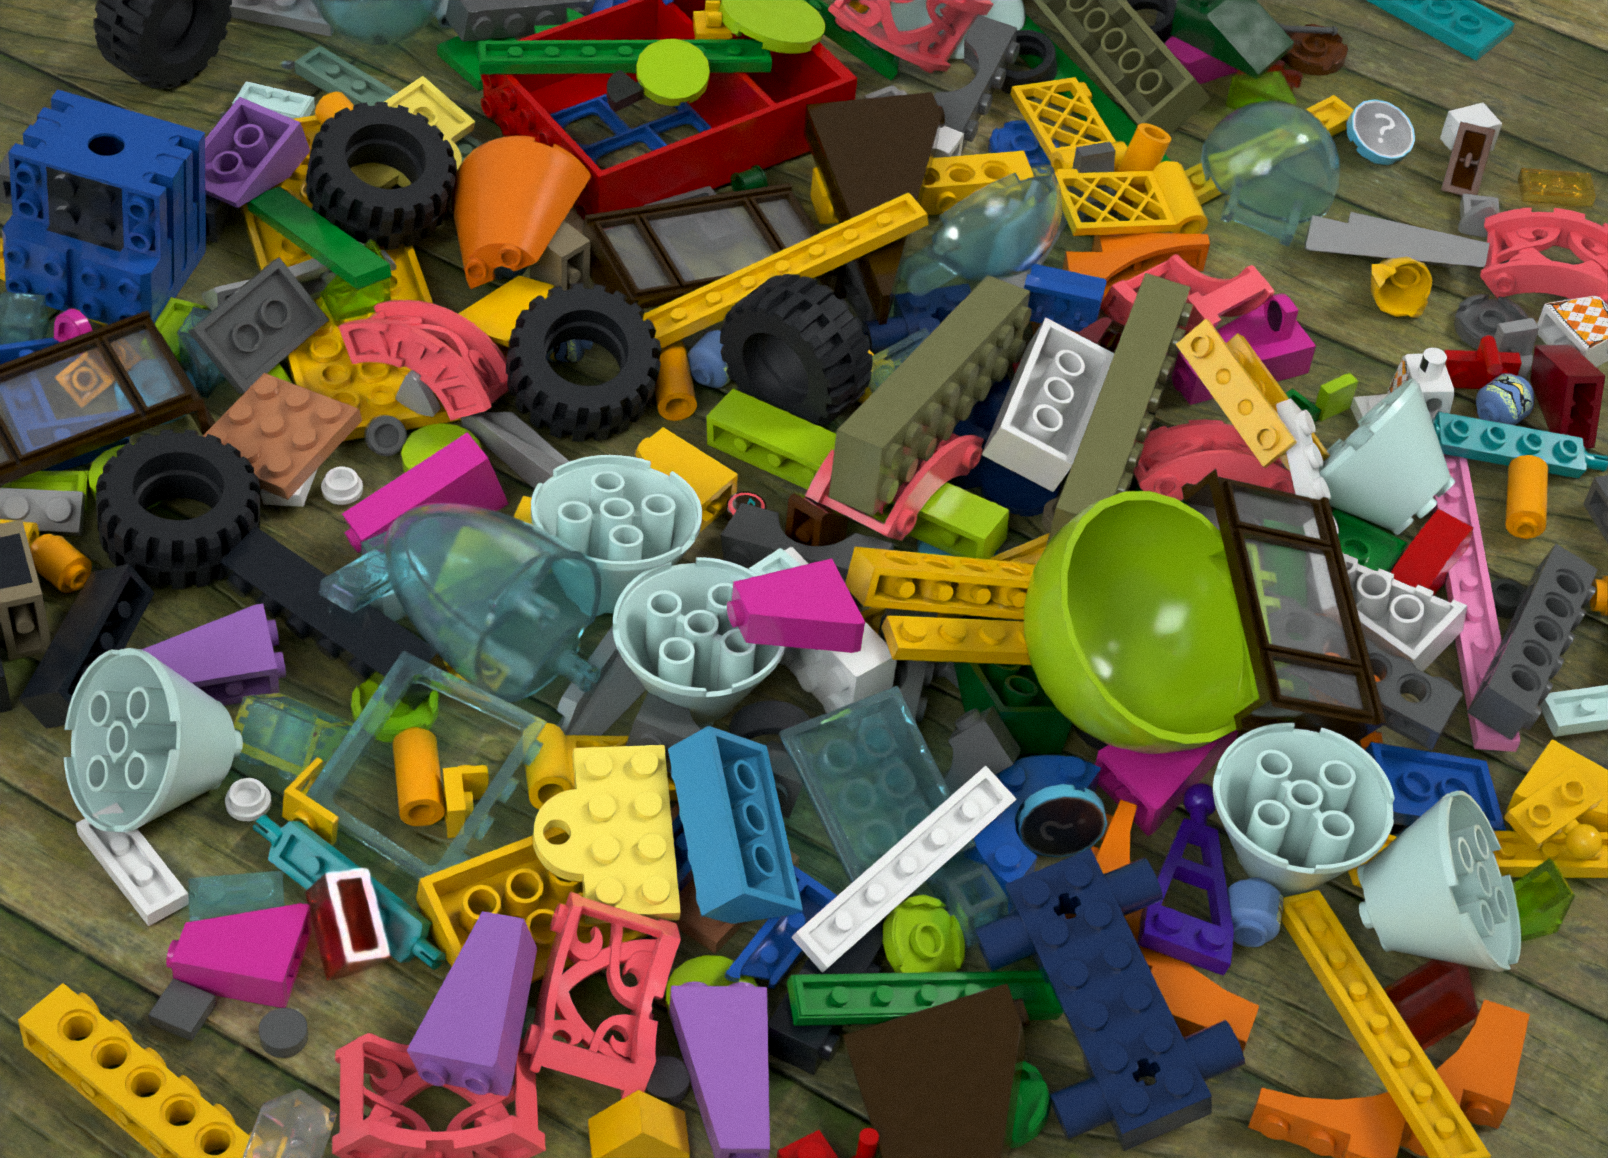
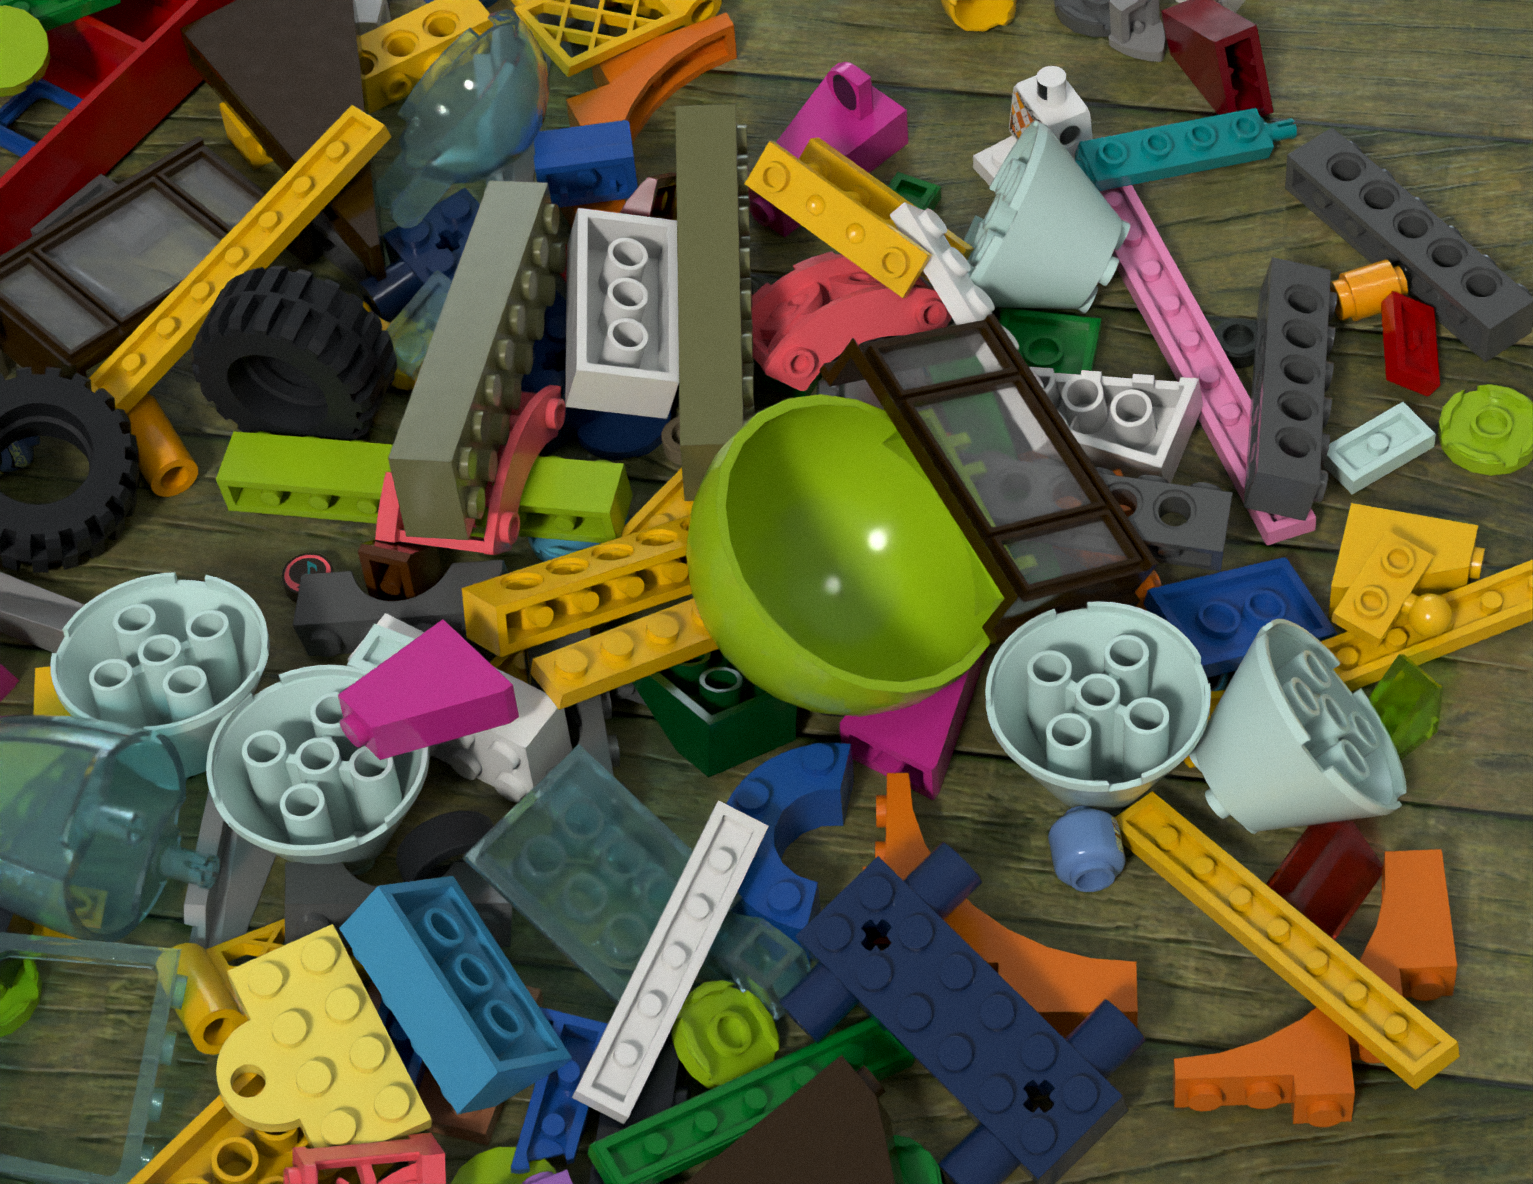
camera: 10 degrees left, 5 degrees up
(418, 777) = (51, 1070): light orange brick -> none
(460, 788) = (106, 1068): yellow bracket -> none
(706, 476) = (231, 554): yellow slope -> none
(707, 363) = (187, 406): medium blue head -> none
(749, 179) = (146, 148): dark green axle -> none
(977, 743) = (699, 773): dark grey arch -> none
(1061, 821) = (828, 826): black tile -> none
(1180, 934) = (1022, 911): dark purple plate -> none
(1207, 294) = (759, 94): coral fence -> none
(1336, 396) = (952, 162): lime tile -> none
(1433, 552) = (1135, 324): red slope -> none
(1480, 367) = (1109, 62): red plate -> none
(1505, 399) = (1151, 94): medium blue head -> none
(1527, 497) = (1218, 207): light orange brick -> none

